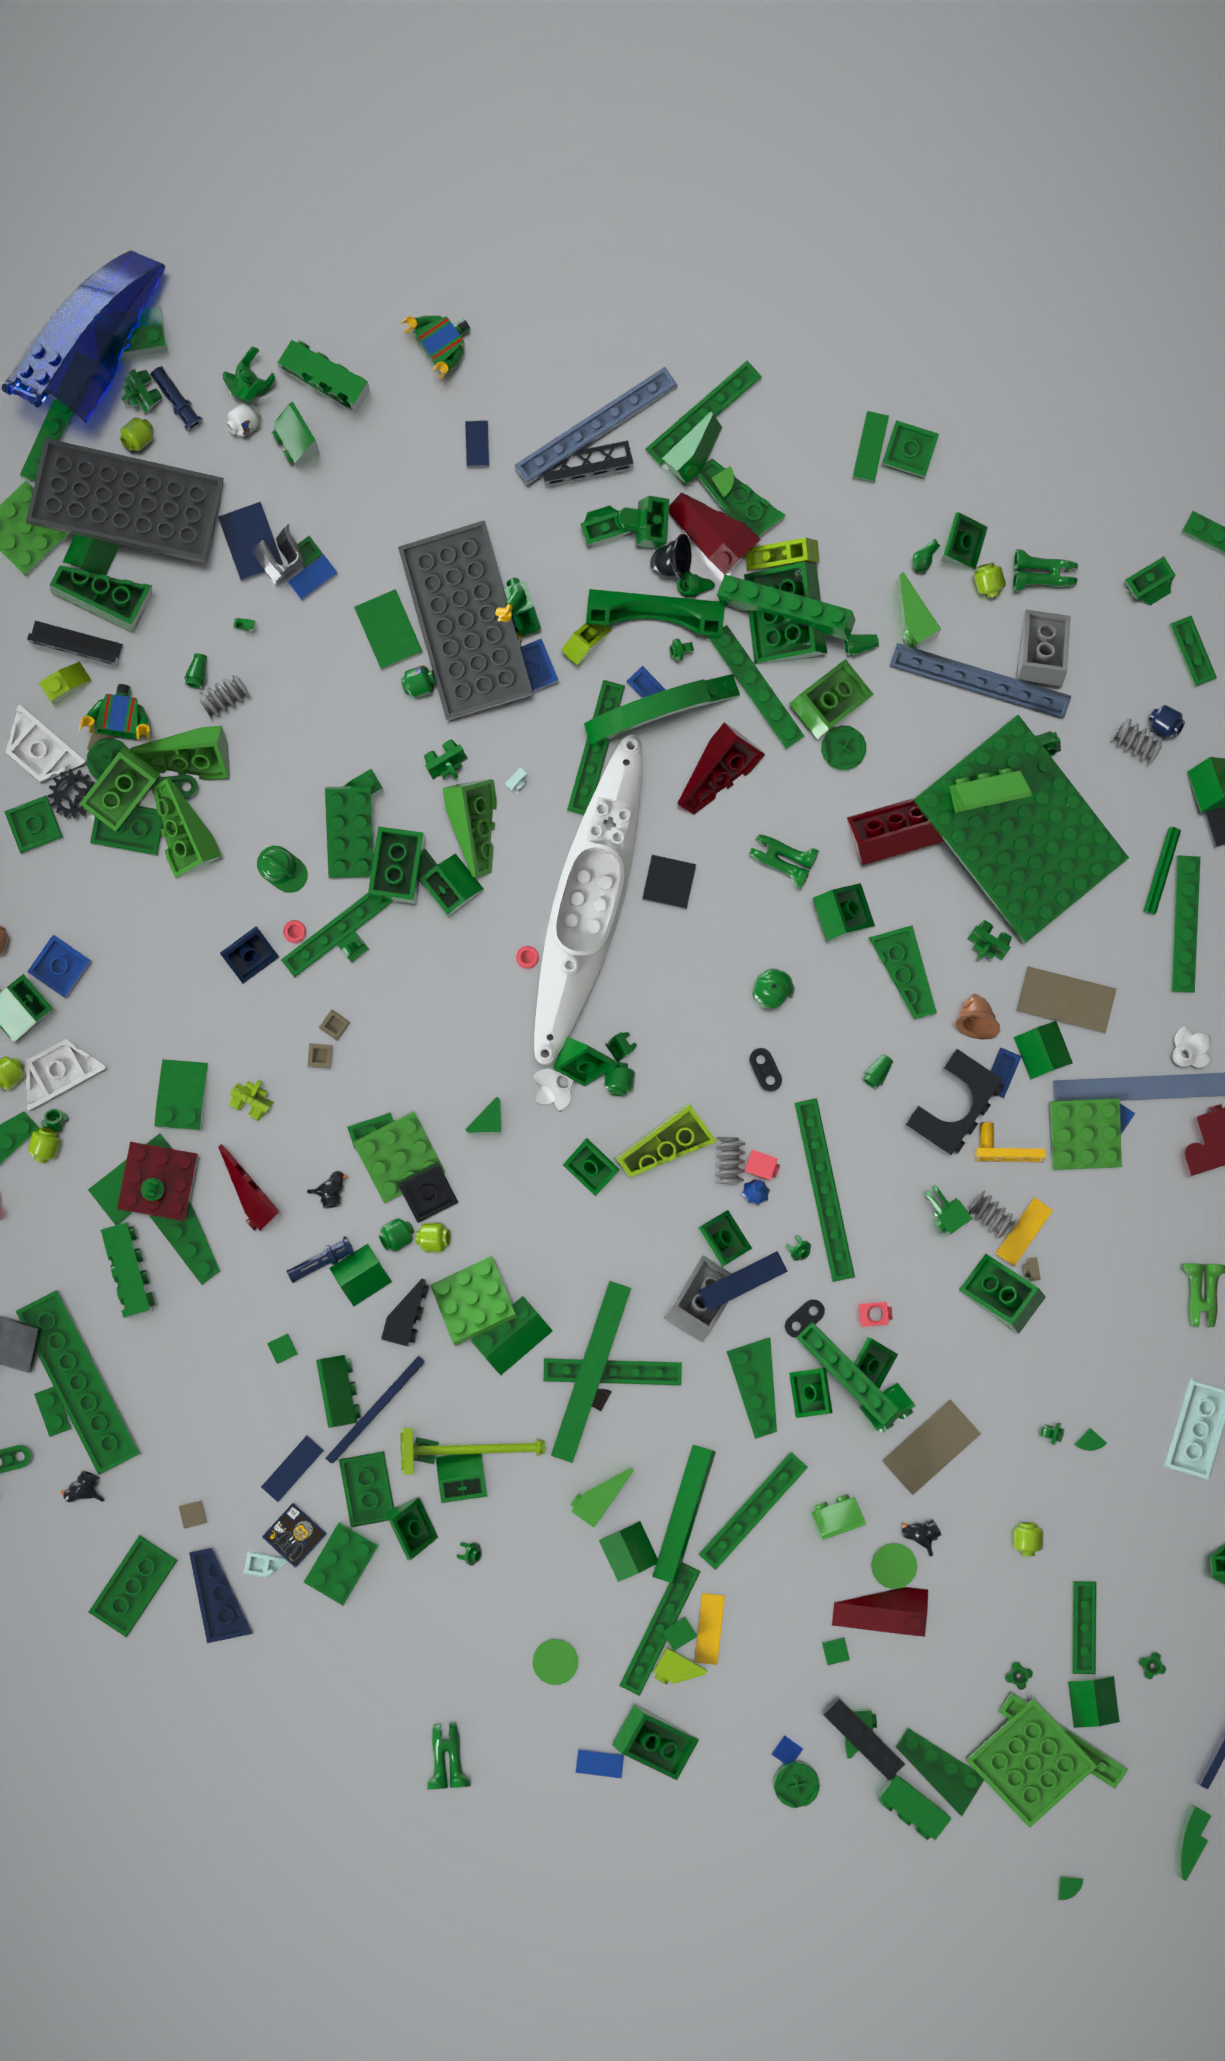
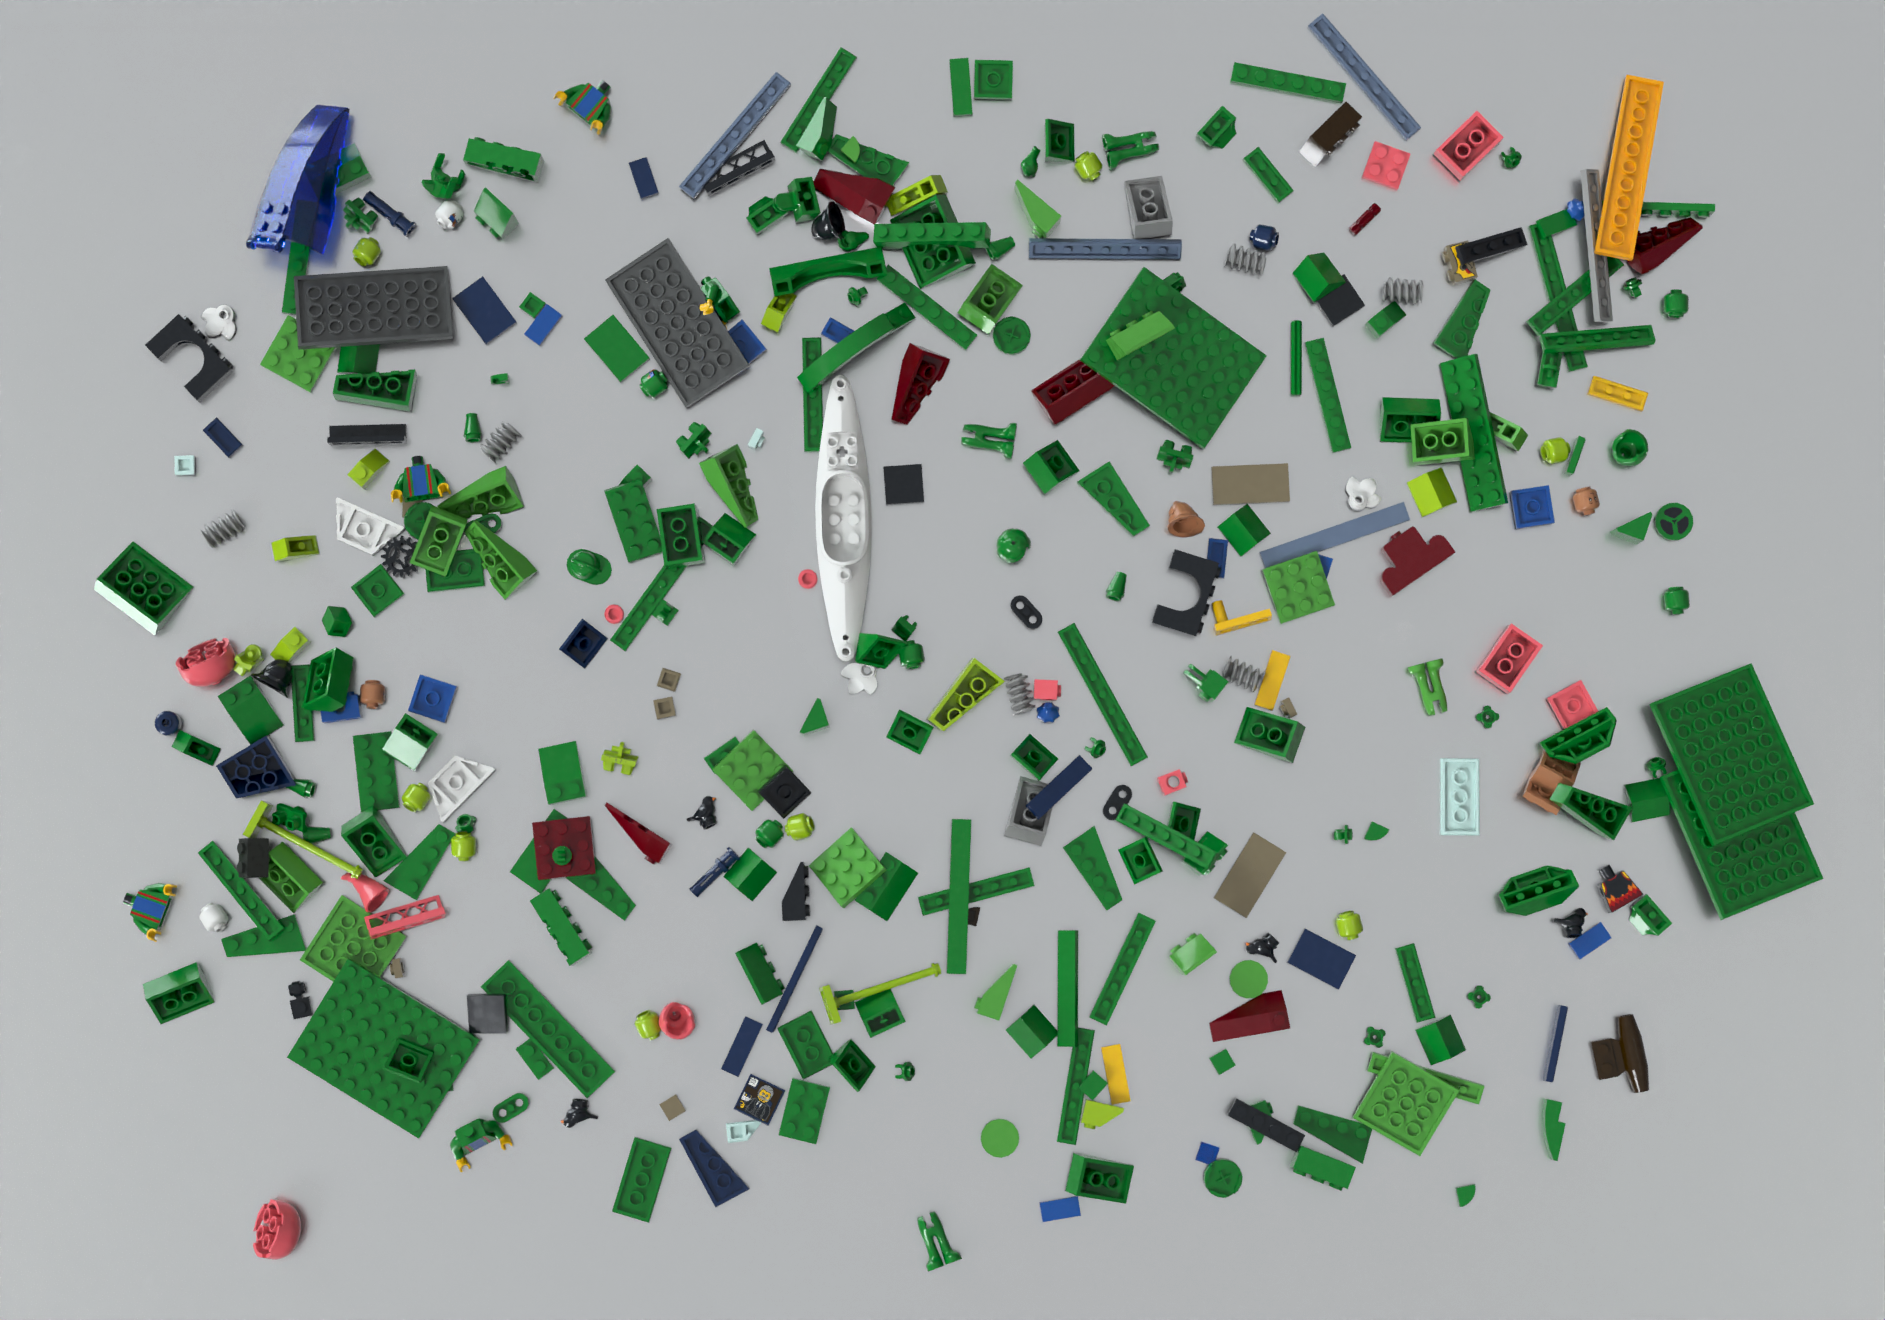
camera: 20 degrees left, 0 degrees up
(193, 1412) = (648, 1025): none -> lime head
(230, 1424) = (677, 1024): none -> coral piece
(282, 1348) = (704, 952): green tile -> none
(288, 547) = (516, 306): flat silver piece -> none
(985, 1567) = (1321, 958): none -> dark blue tile

